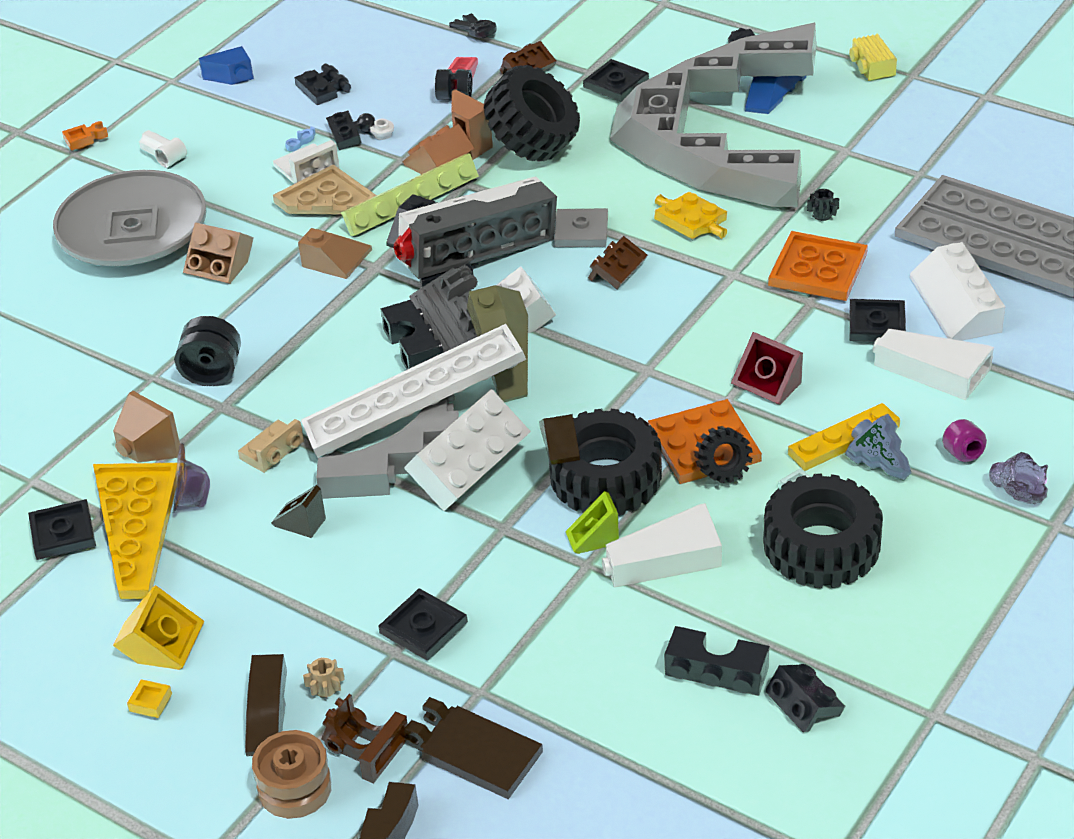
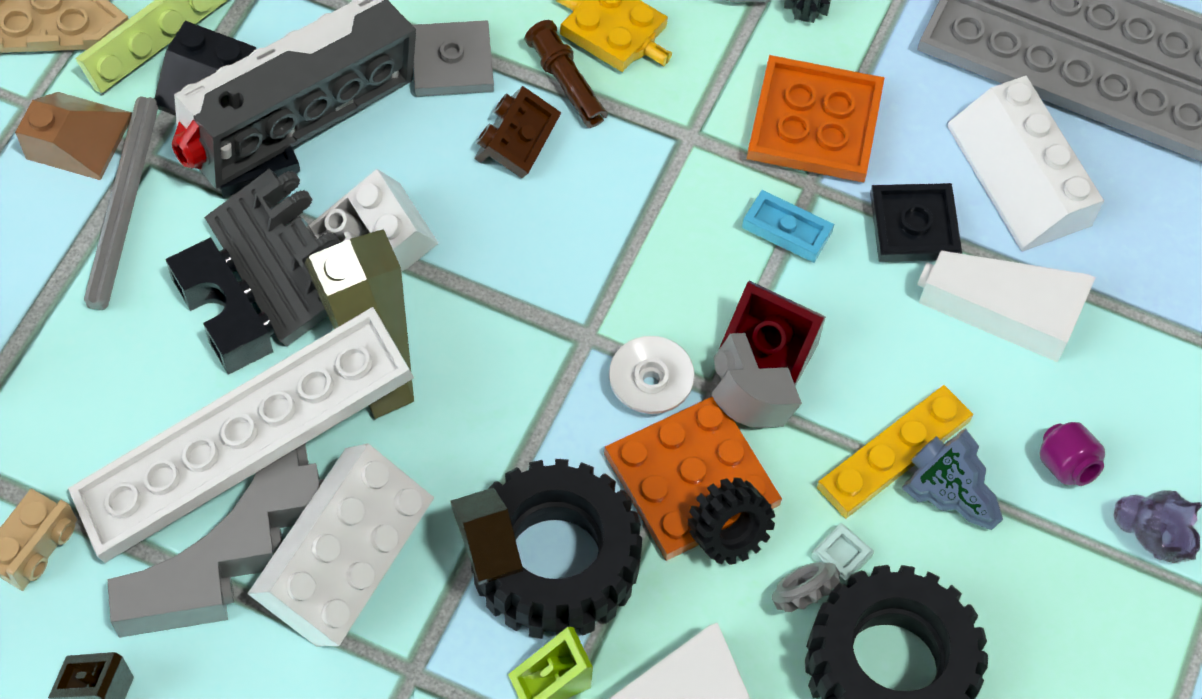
camera: 15 degrees left, 20 degrees up
(357, 288) = (121, 204): none -> light grey axle
(651, 230) = (558, 60): none -> reddish brown pin
(684, 385) = (652, 358): none -> white dish
(751, 395) = (752, 394): none -> light grey brick
(762, 494) = (805, 586): none -> light grey gear
(789, 318) = (788, 226): none -> medium azure plate

